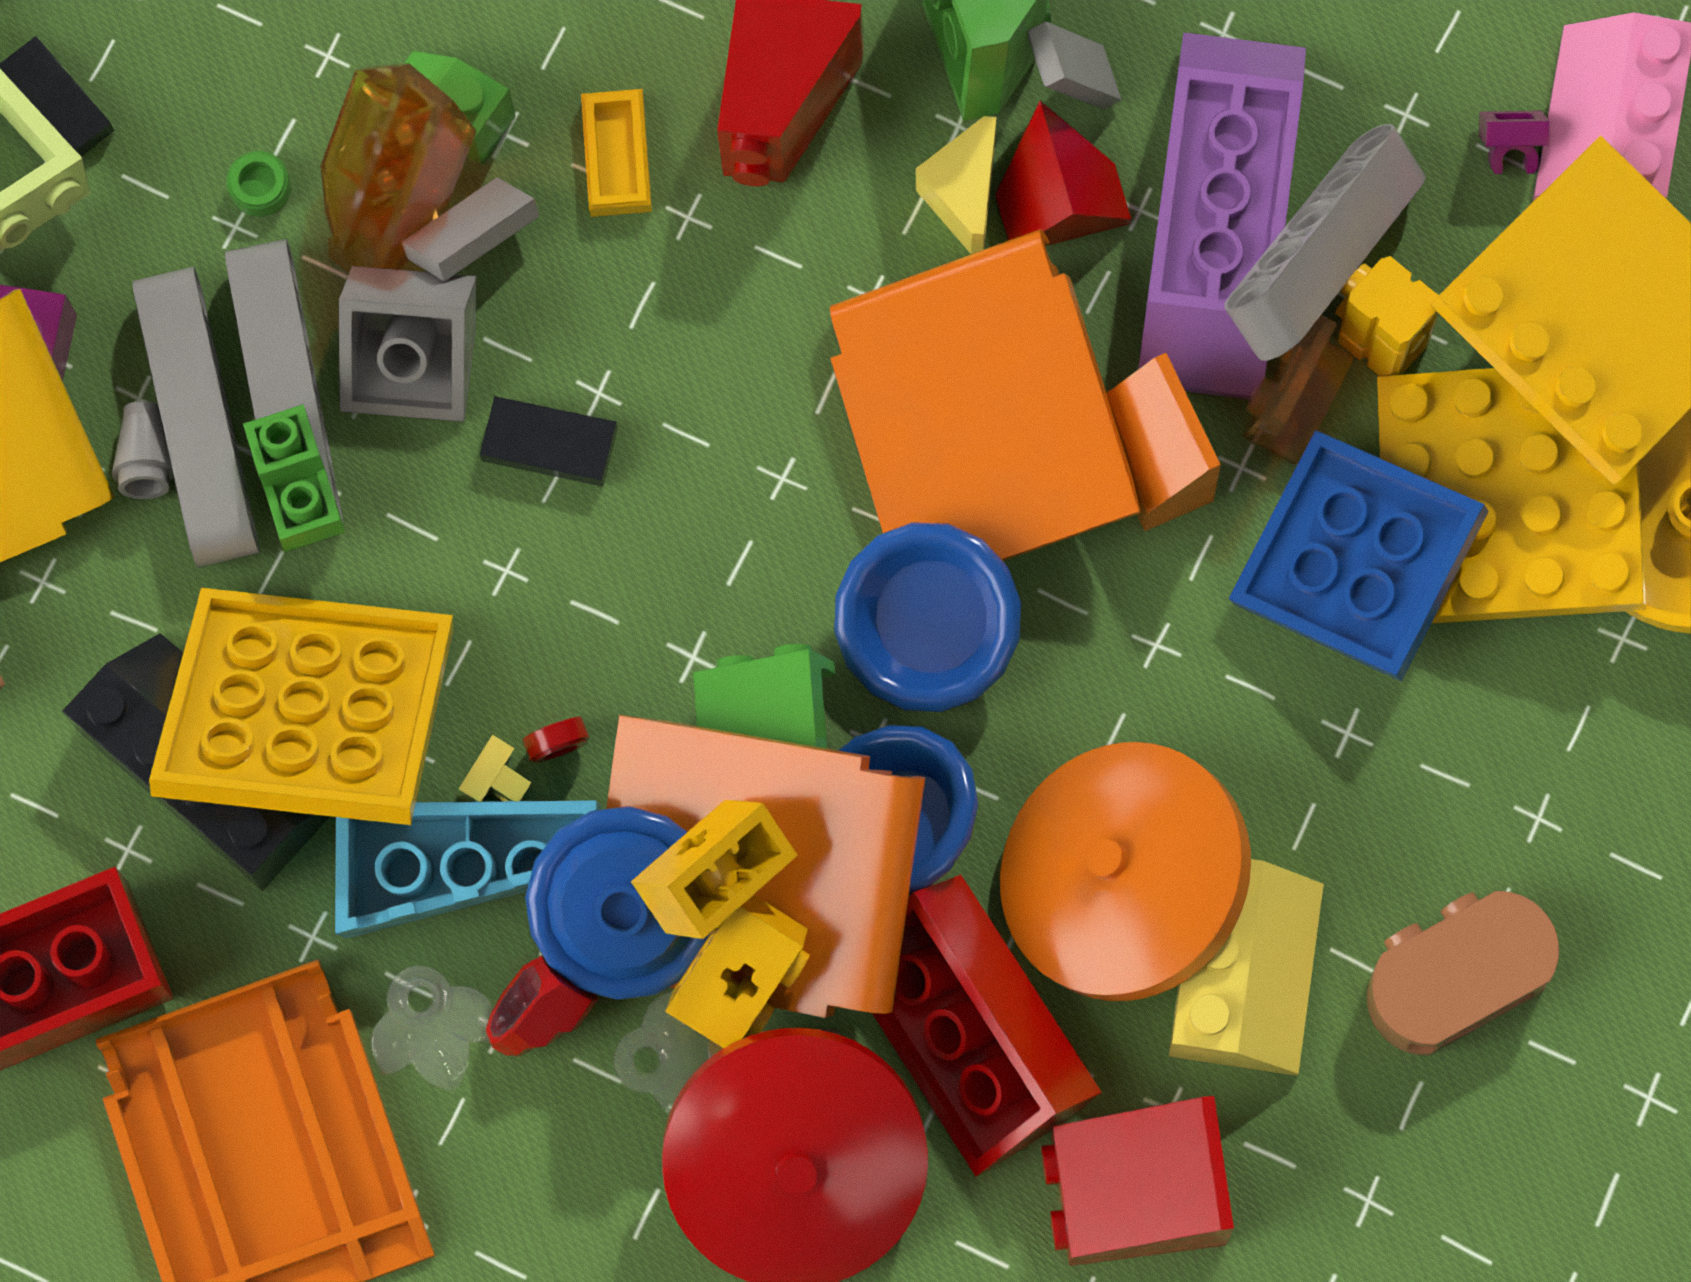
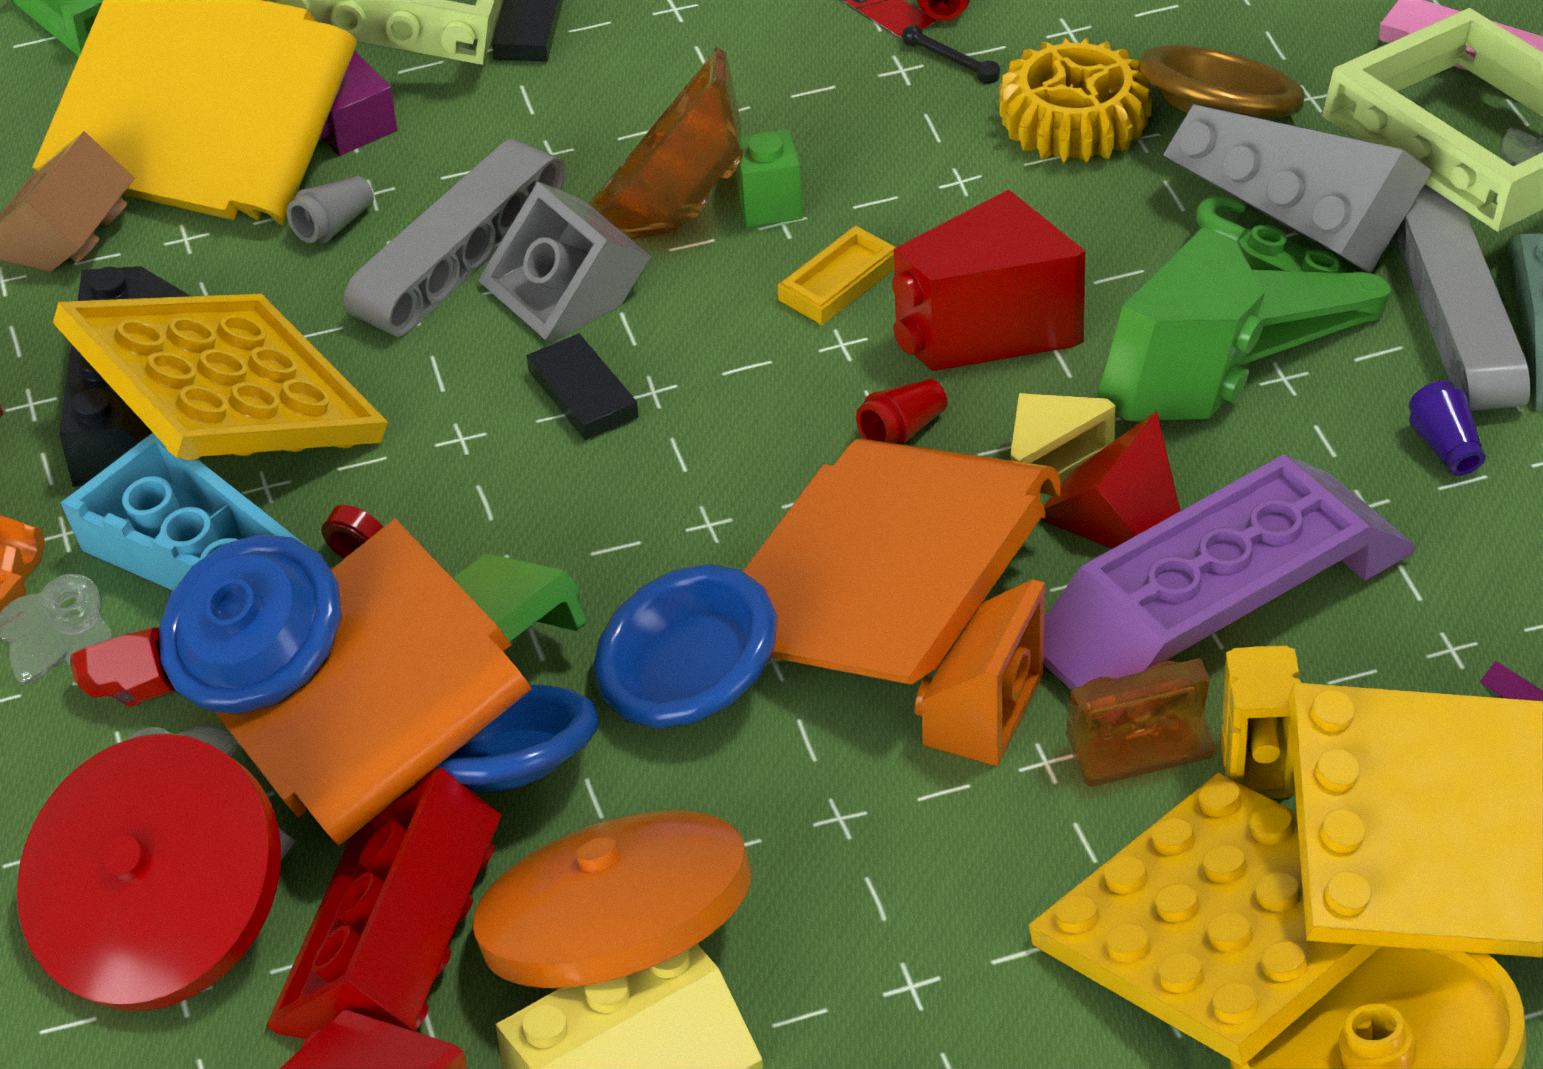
camera: 45 degrees right, 30 degrees down
(196, 417) = (378, 210): light grey beam -> none
(259, 183) = (593, 138): bright green tile -> none
(294, 478) = (389, 259): bright green slope -> none
(470, 229) = (683, 234): light grey tile -> none
(492, 776) = (290, 507): light yellow tile -> none
(714, 868) = (311, 606): yellow brick -> none
(718, 1004) = (263, 703): yellow brick -> none
(823, 253) = (900, 411): none -> red cone
(1073, 65) = (1212, 417): light grey tile -> none
(1325, 242) = (1214, 616): light grey beam -> none
(1358, 555) = (1052, 852): blue plate -> none

